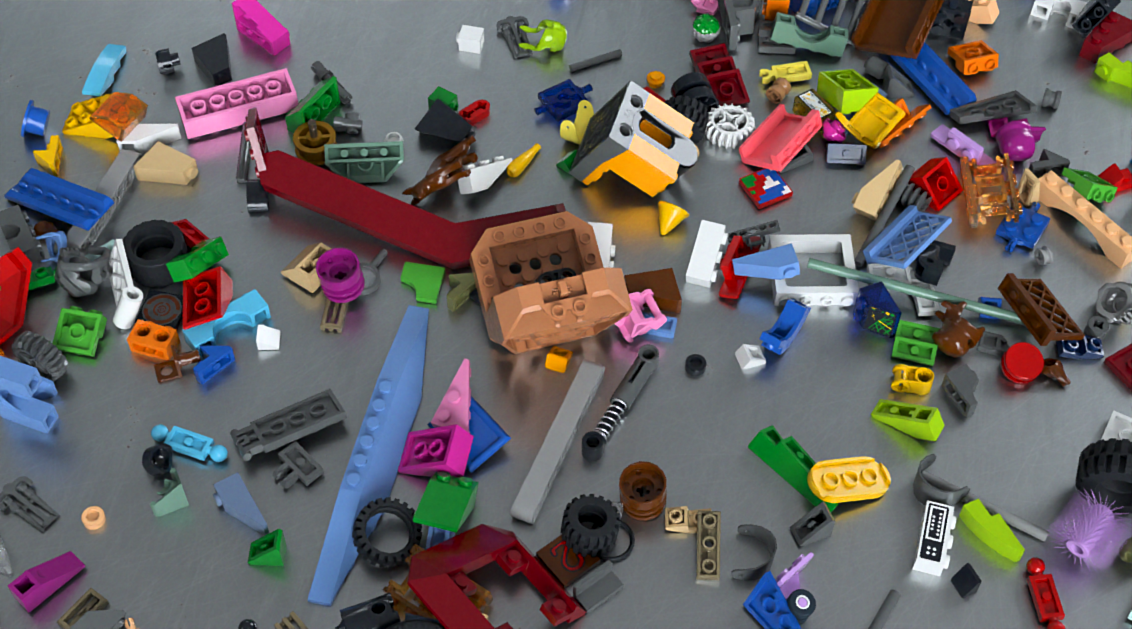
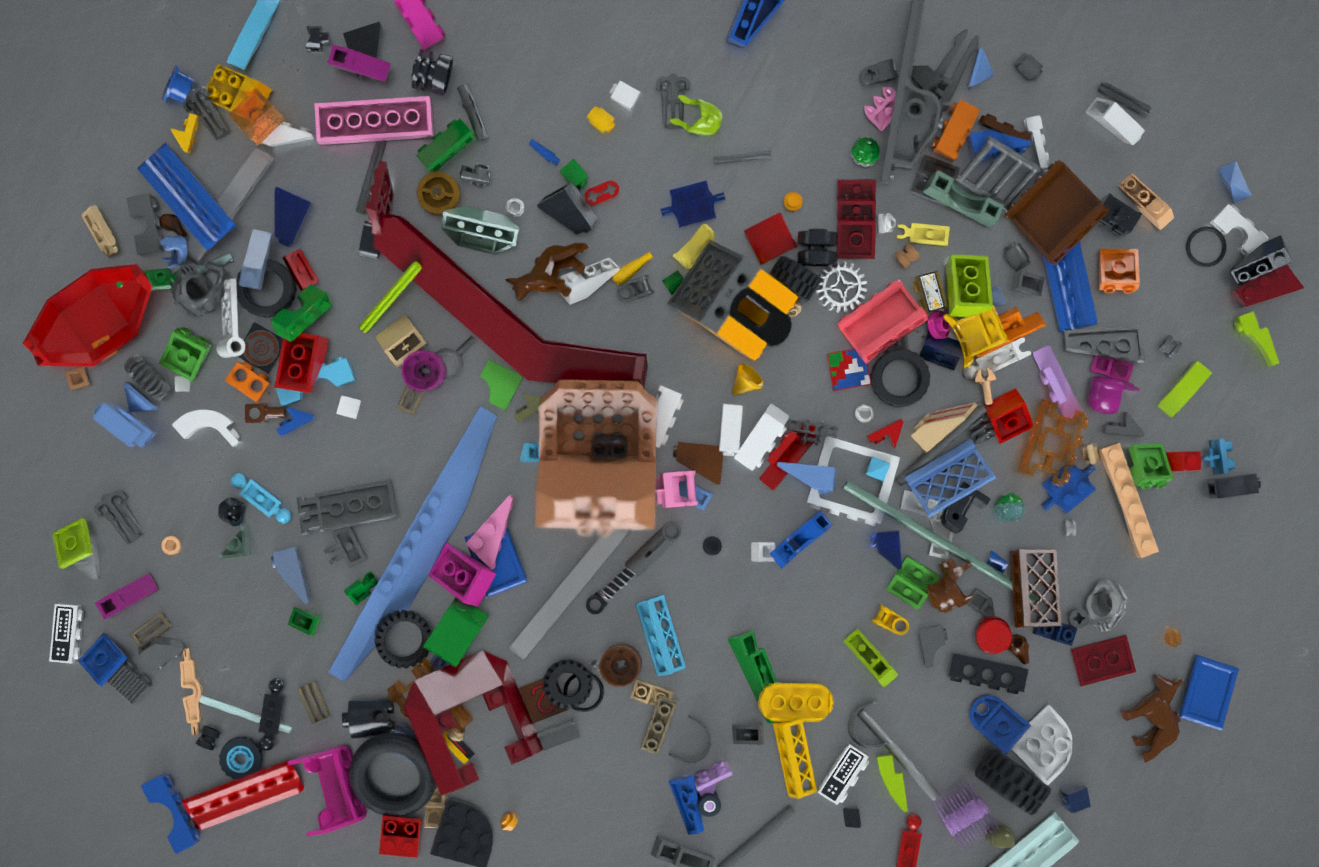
camera: 15 degrees right, 35 degrees up
(52, 126) = (202, 112): none -> dark grey piece
(81, 364) = (182, 384): none -> white sticker
(111, 384) = (197, 419): none -> white arch
(139, 220) = (255, 260): none -> slope
(166, 166) = (293, 177): tan slope -> none
(170, 193) = (290, 216): none -> clear blue slope
(207, 56) = (358, 63): none -> magenta slope
(285, 55) = (432, 72): none -> black wheel
(288, 225) = (390, 296): none -> lime axle
(323, 500) = (360, 590): none -> green plate
(410, 97) = (544, 152): none -> blue animal
(455, 60) = (601, 119): none -> yellow brick
(475, 331) = (530, 452): none -> medium azure slope
(532, 173) = (636, 289): none -> dark grey piece
(672, 245) = (730, 429): none -> white slope
(674, 459) = (657, 637): none -> medium azure fence
(748, 74) = (886, 223): none -> white plate
(797, 216) = (864, 413): none -> white plate
(823, 158) = (923, 377): none -> black tyre
(828, 222) = (892, 431): none -> red slope
(833, 247) = (877, 469): none -> medium azure slope
(870, 535) = (788, 759): none -> yellow fence
(901, 154) = (986, 385): none -> light nougat bar
(902, 145) = (996, 359): none -> white plate
(976, 252) = (1009, 508): none -> clear light blue piece
(1034, 399) = (958, 662): none -> black brick
(1041, 18) = (1206, 229): none -> black tyre
(1068, 437) = (999, 723): none -> blue plate
(1083, 124) = (1184, 388): none -> lime slope

